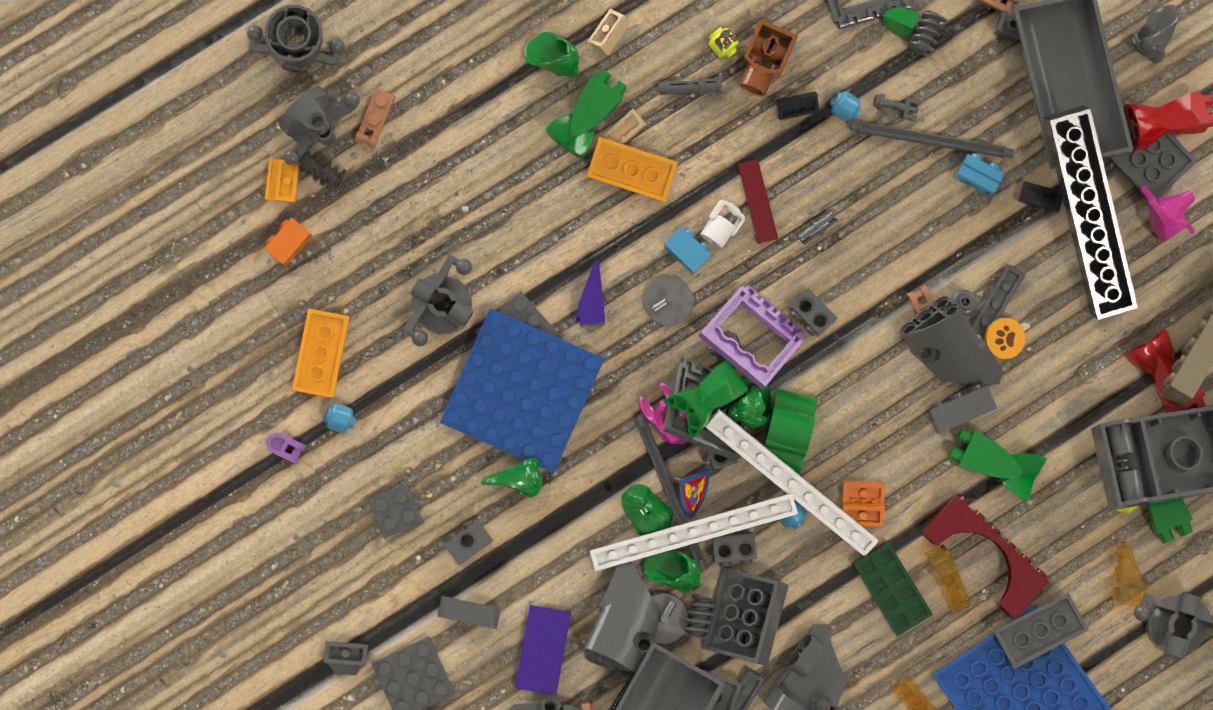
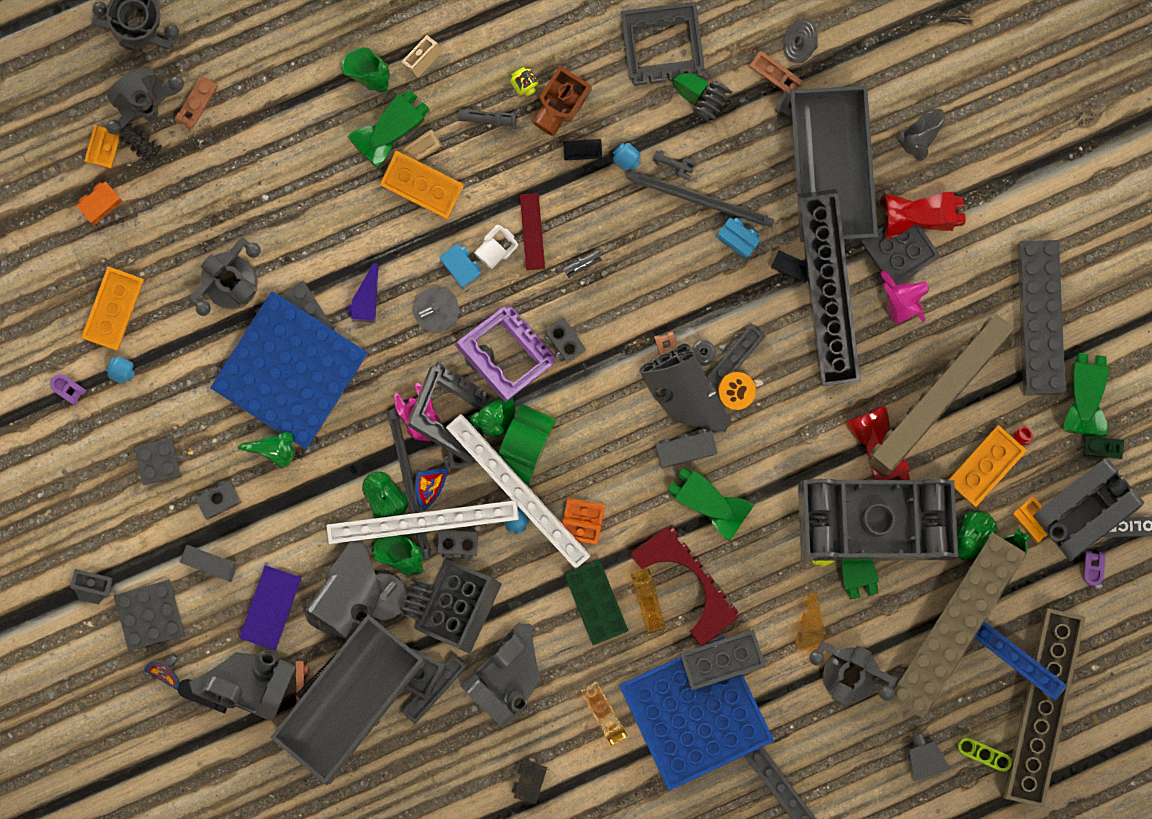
camera: 15 degrees right, 0 degrees up
(714, 391) = (459, 398): green hips -> none

